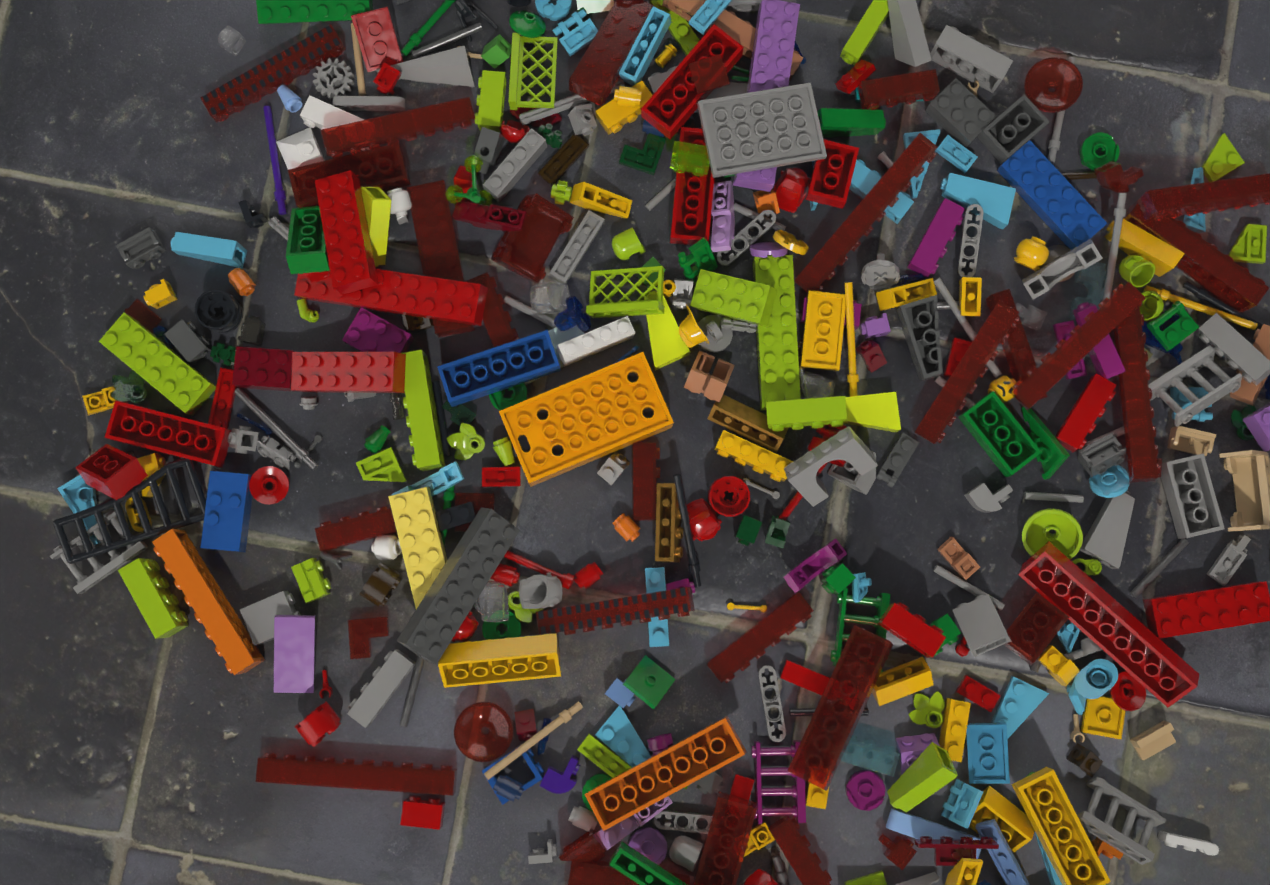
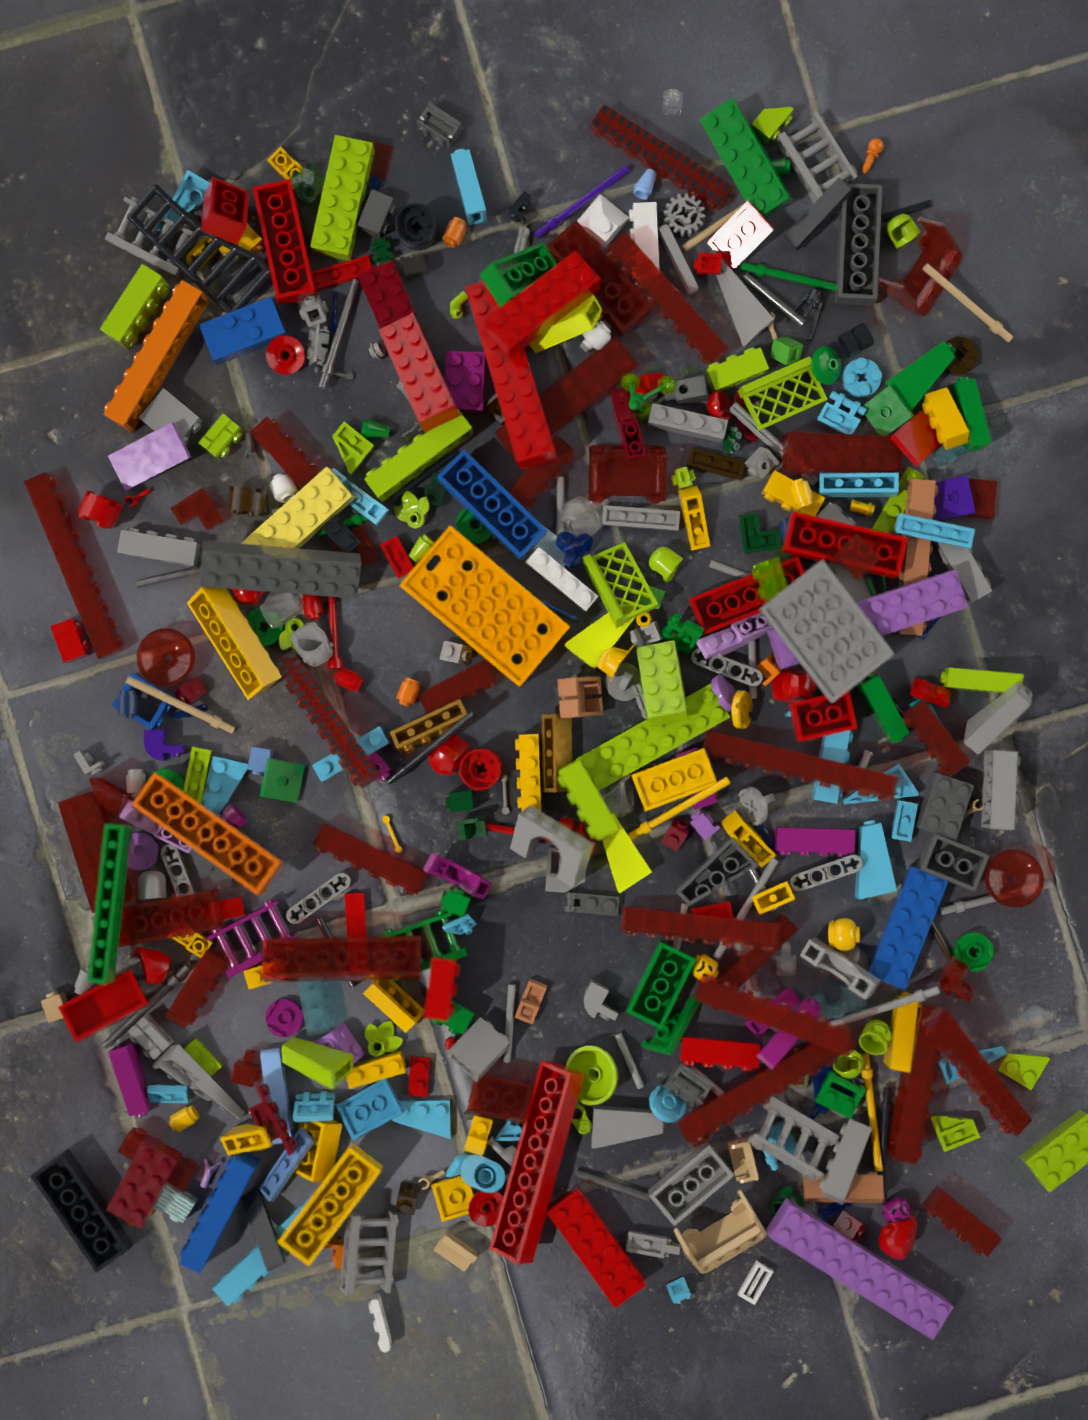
camera: 60 degrees right, 5 degrees up
(160, 294) = (405, 165): yellow brick -> none

